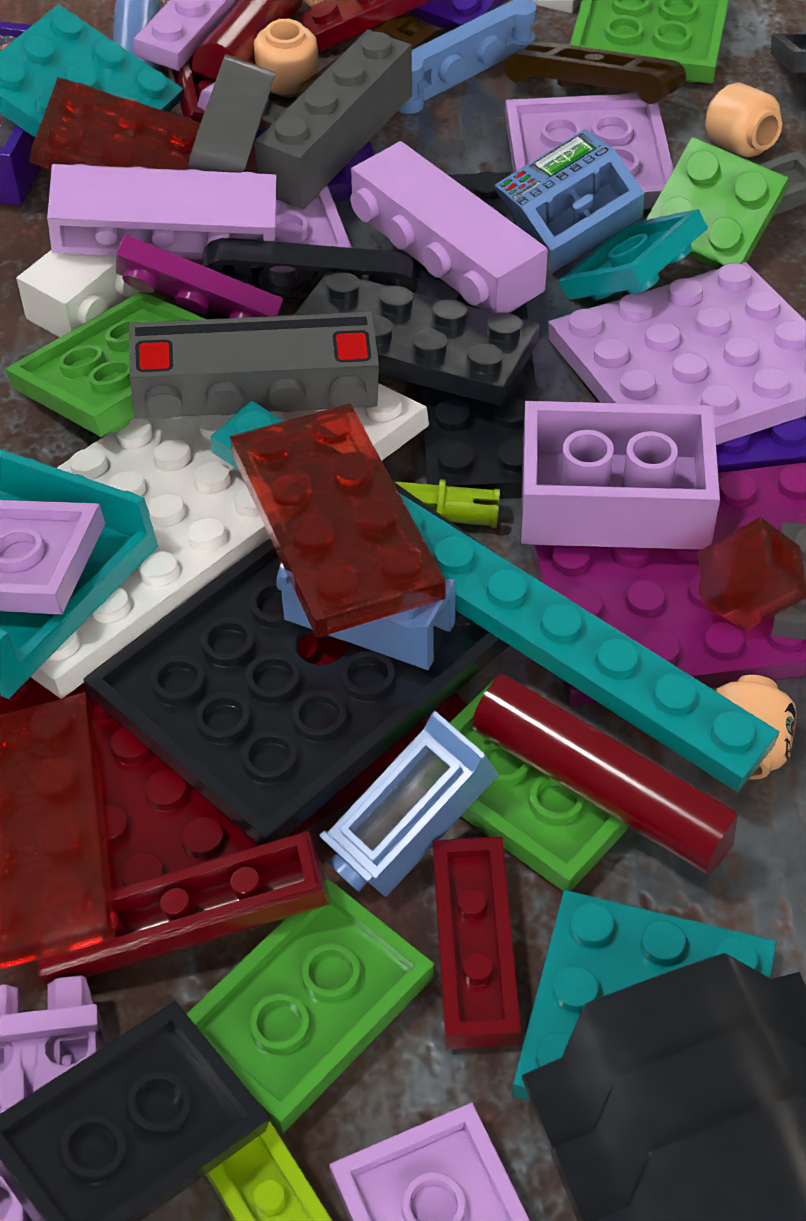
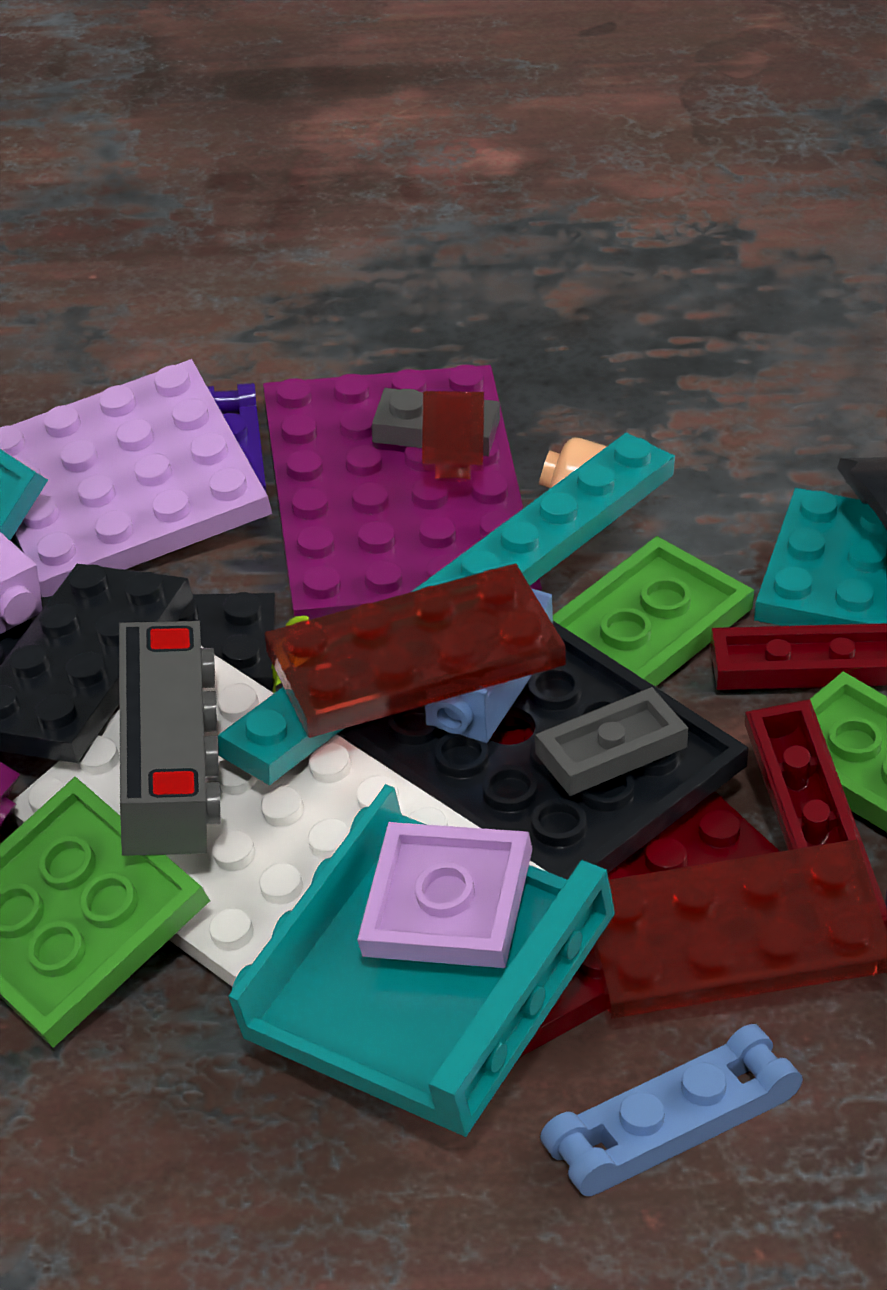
camera: 90 degrees left, 10 degrees down
(252, 703) = (611, 741): none -> dark grey plate
(409, 807) = (688, 662): medium blue window -> none
(606, 773) = (660, 544): dark red brick -> none
(619, 475) = (323, 505): lavender brick -> none

